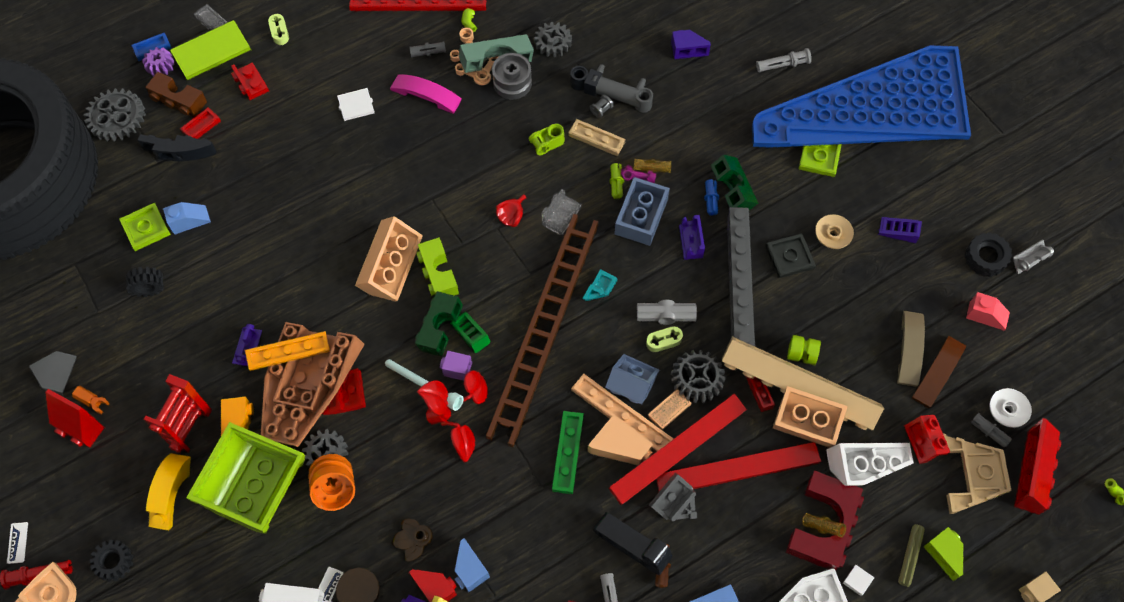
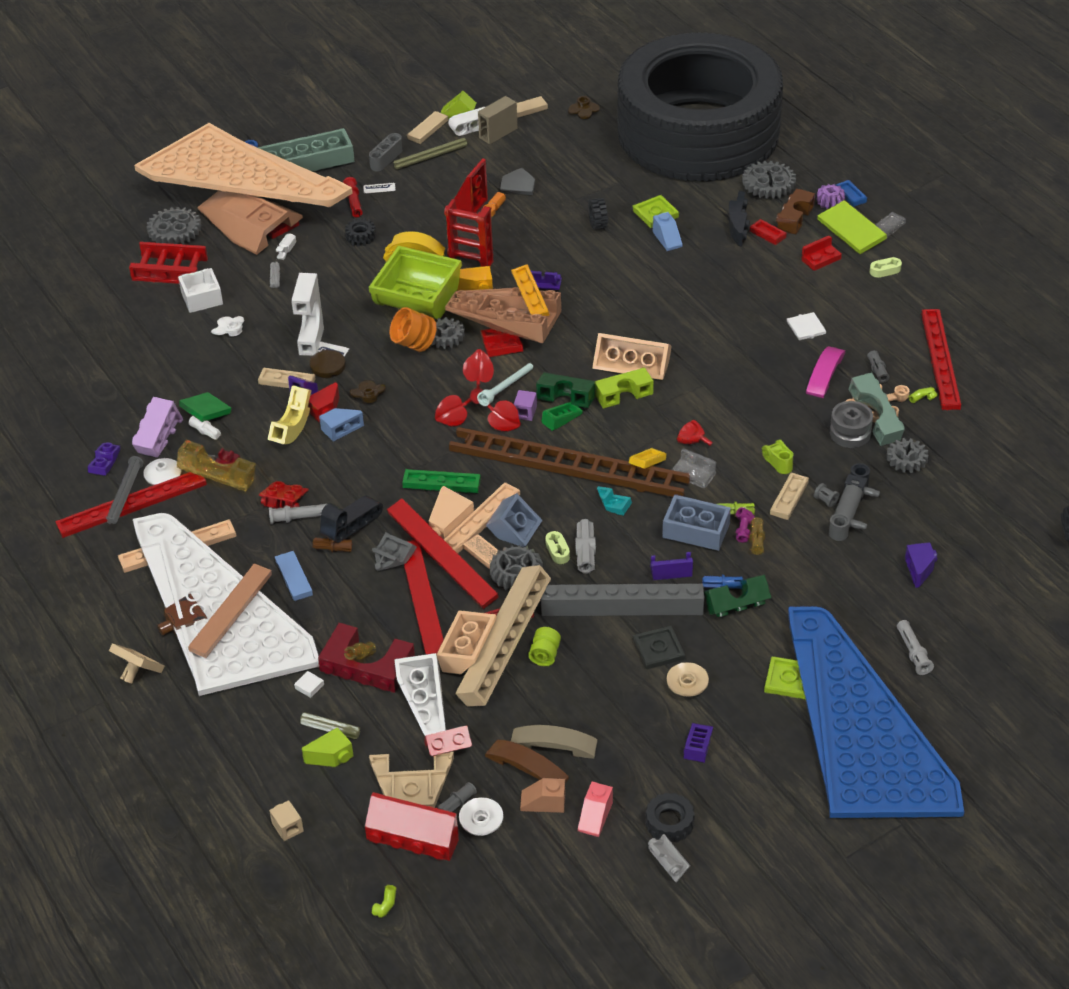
camera: 90 degrees right, 20 degrees down
(548, 250) = (647, 458): none -> yellow tile
(980, 354) = (544, 796): none -> nougat slope

